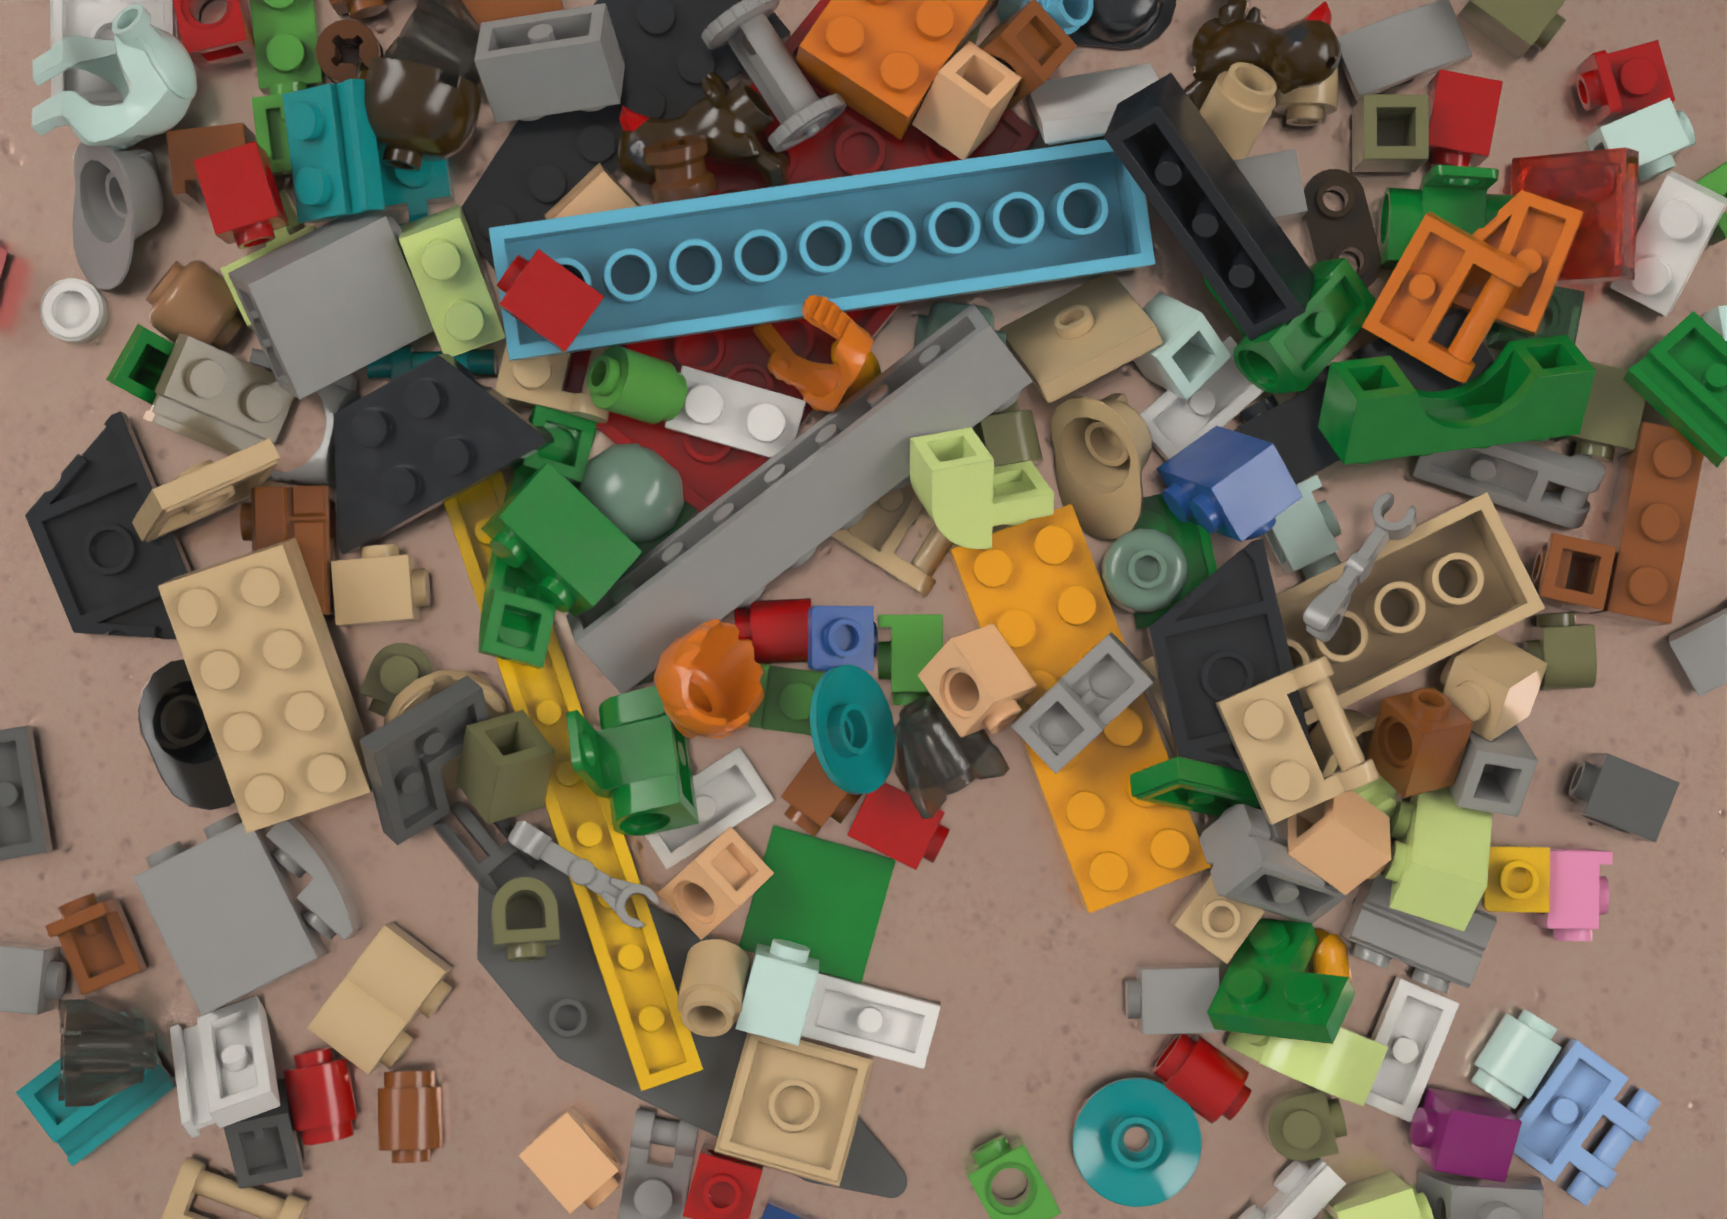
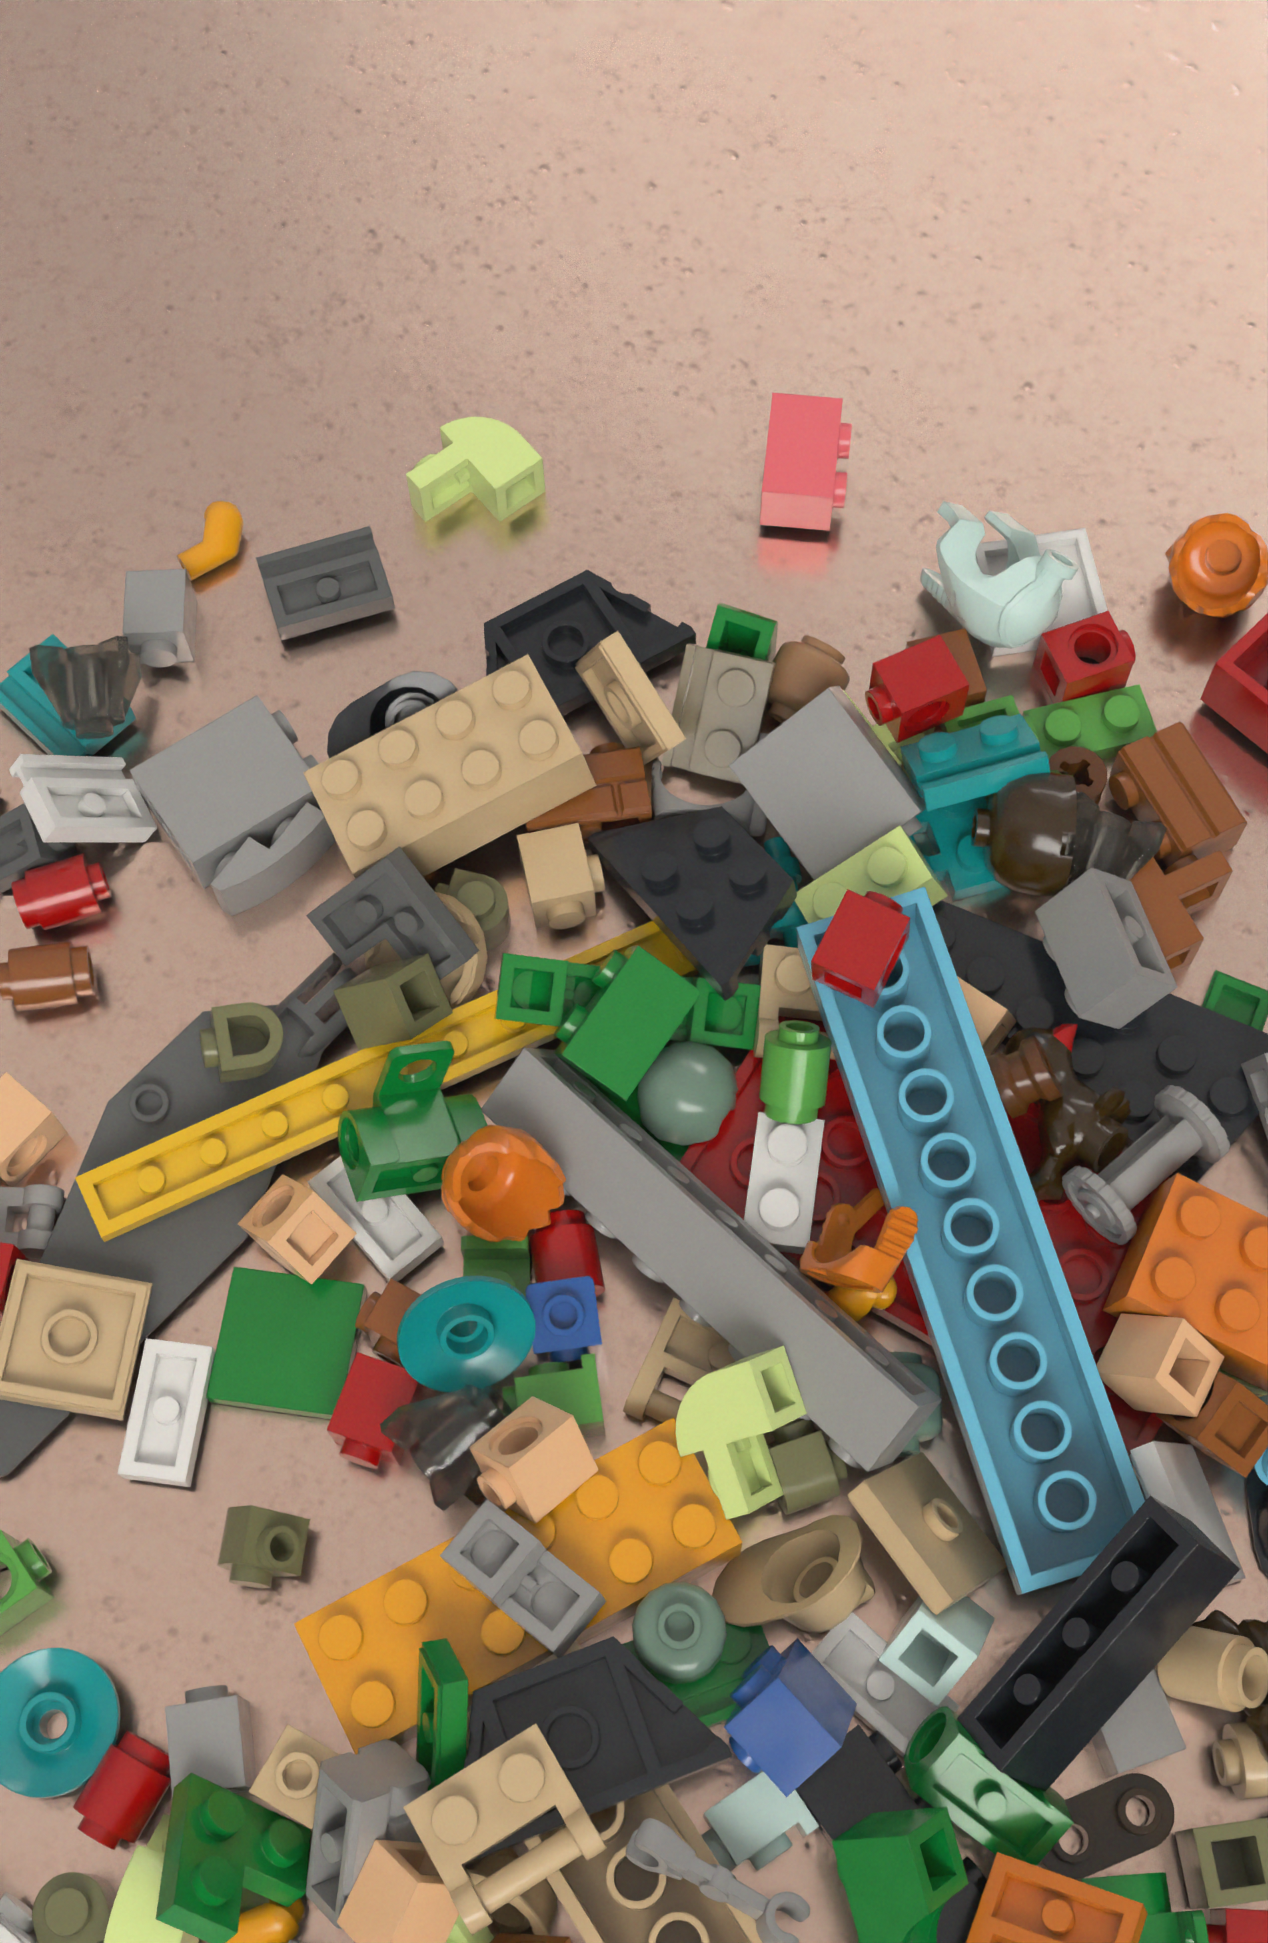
camera: 85 degrees right, 20 degrees down
(73, 311) = (784, 591): white tile -> none
(97, 942) = (197, 682): dark orange bracket -> none
(113, 205) = (888, 607): light grey piece -> none
(381, 998) = (159, 933): tan brick -> none
(581, 871) = (275, 1125): light grey piece -> none
(713, 987) = (187, 1236): tan brick -> none
(779, 991) = (187, 1304): light aqua brick -> none
(1007, 940) = (262, 1545): none -> olive plate

